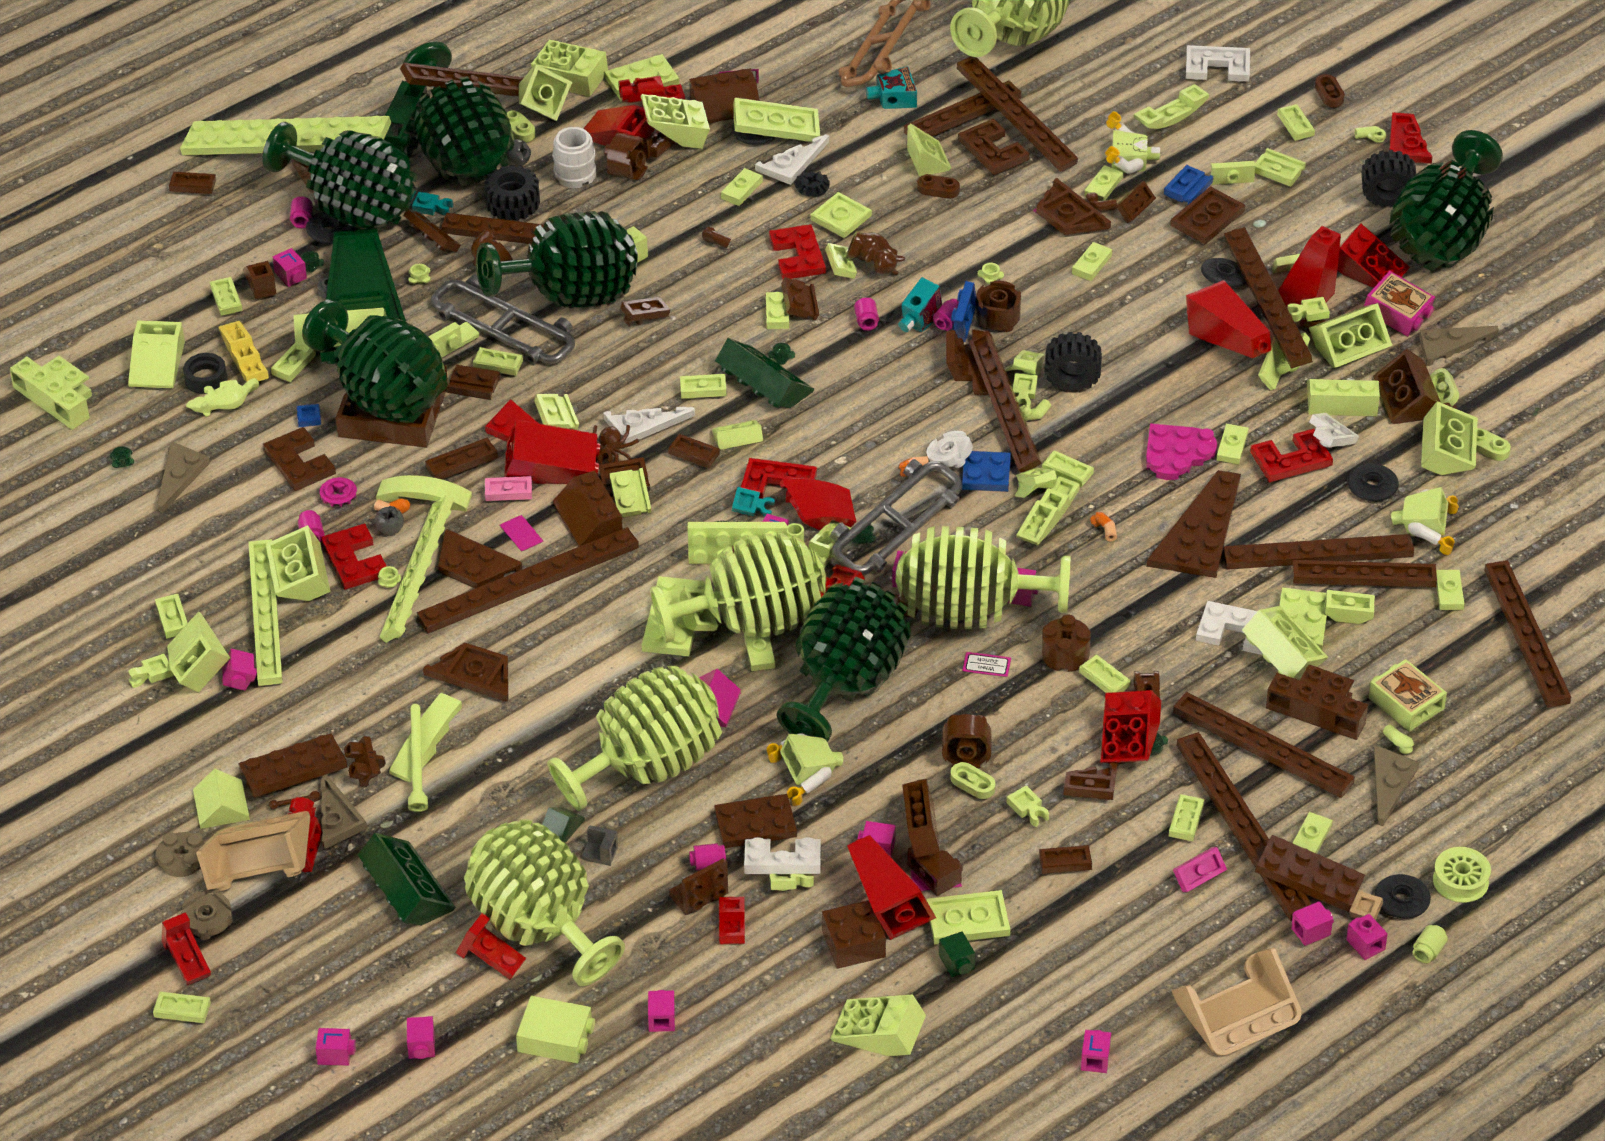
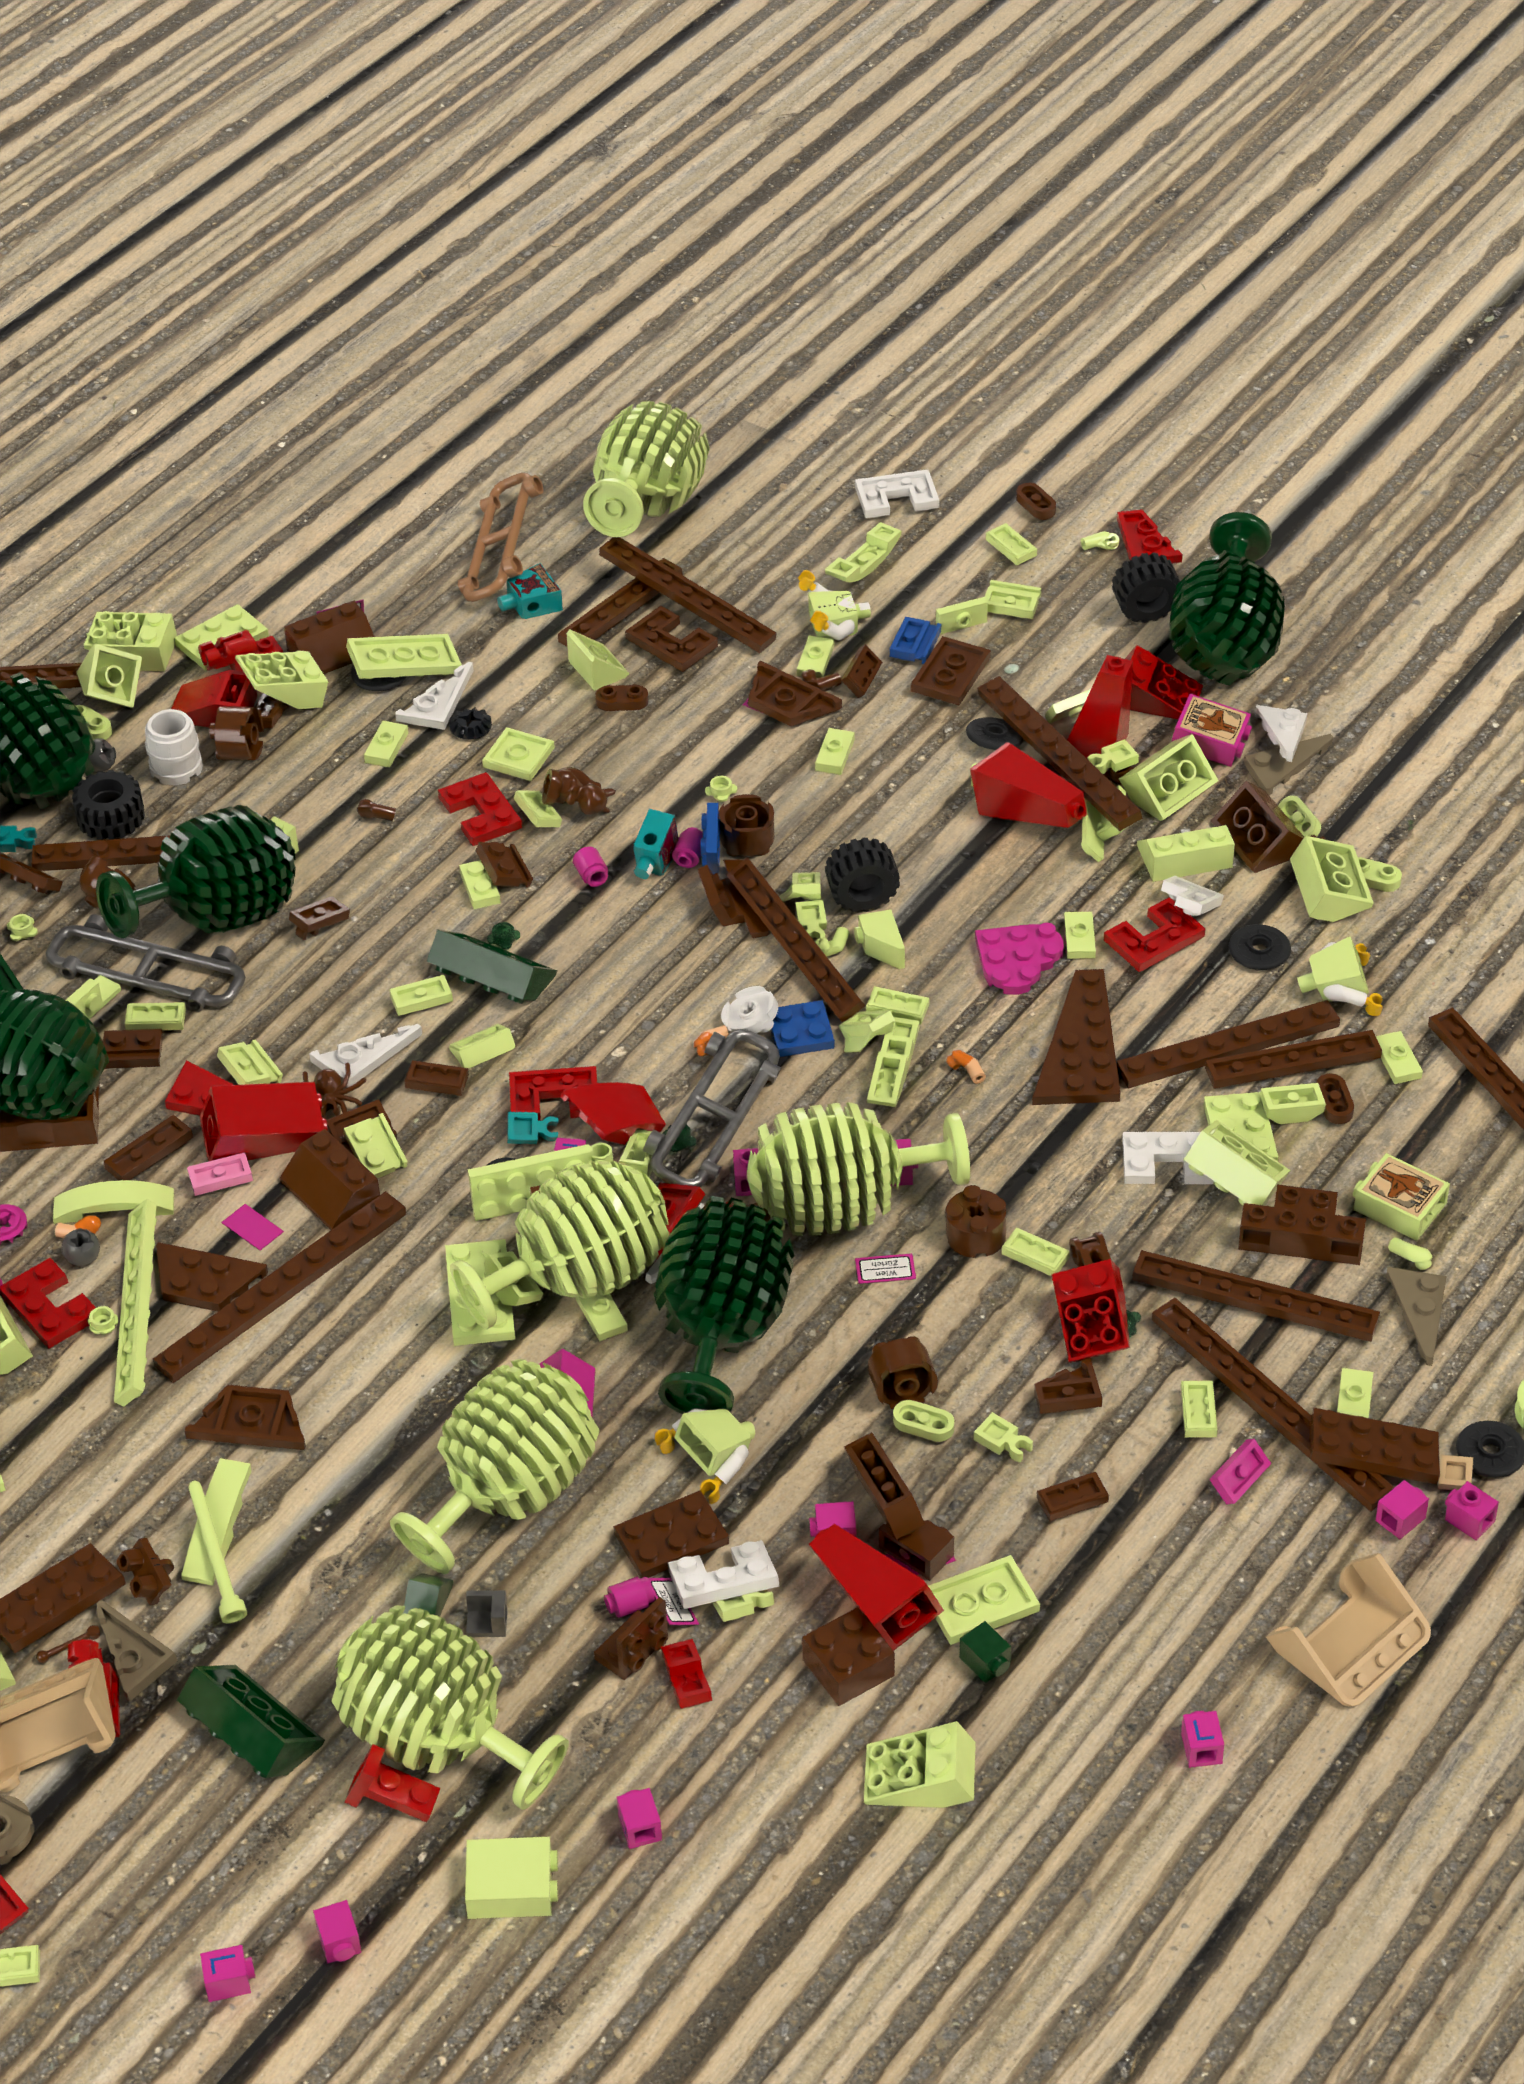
camera: 15 degrees left, 0 degrees up
(735, 864) = (674, 1609): none -> sticker
(1073, 413) = (881, 938): none -> yellowish green slope
(1385, 610) = (1338, 1101): none -> reddish brown plate
(1460, 313) = (1283, 727): none -> white wing

